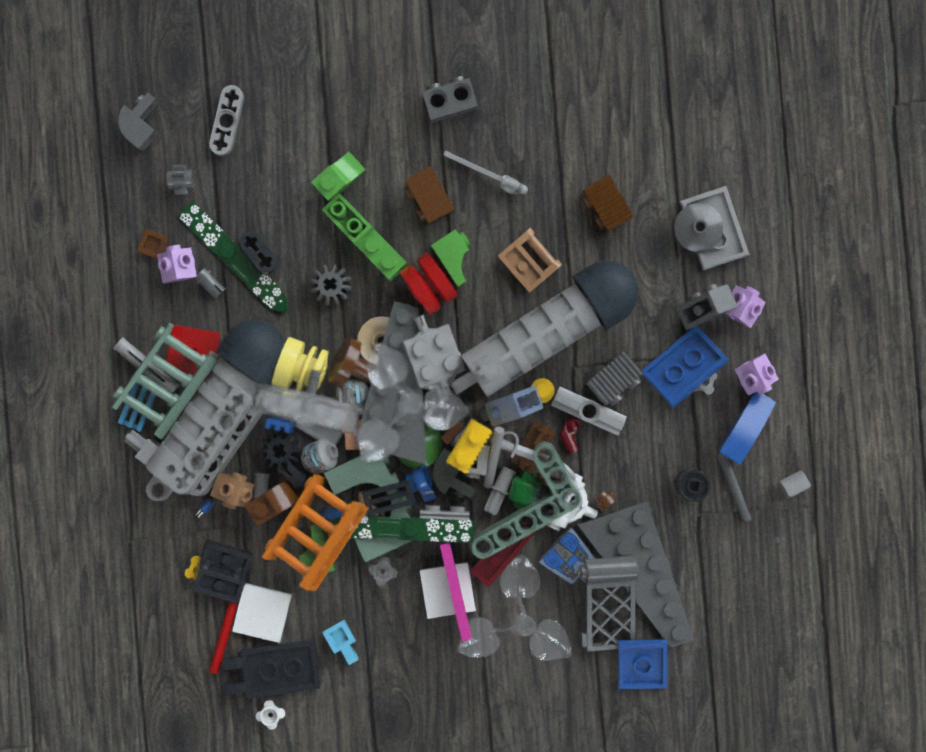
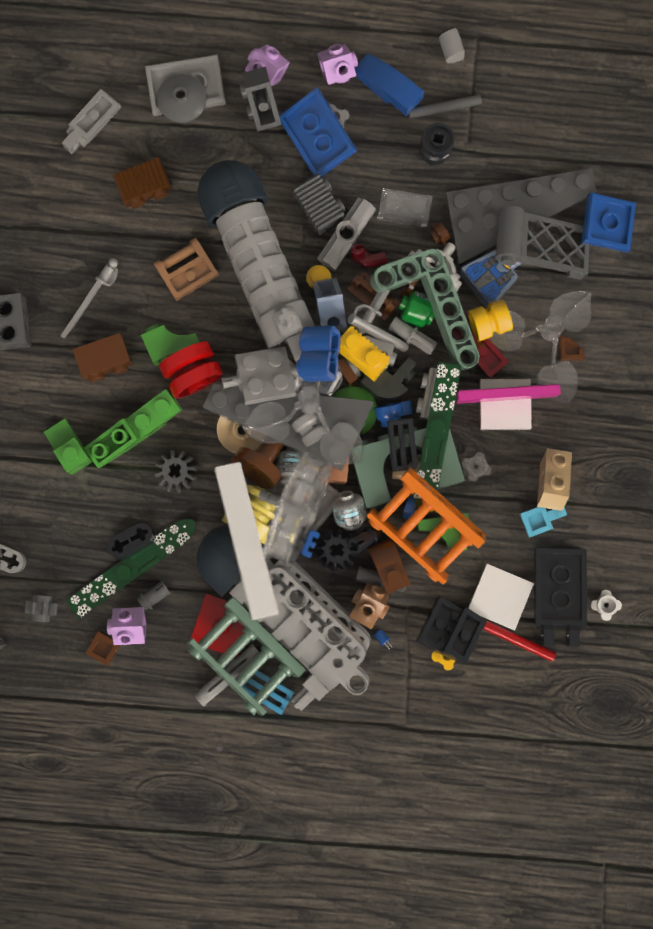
camera: 85 degrees left, 5 degrees down
(269, 365) = (246, 541): none -> white tile
(380, 648) = (554, 479): none -> tan brick
(385, 407) = (309, 429): none -> light grey wheel
(458, 405) = (319, 353): none -> blue brick
(511, 644) = (569, 350): none -> reddish brown tile
(523, 563) = (493, 319): none -> yellow wheel
(624, 463) = (404, 207): none -> clear brick
(662, 142) = (90, 120): none -> light grey hinge

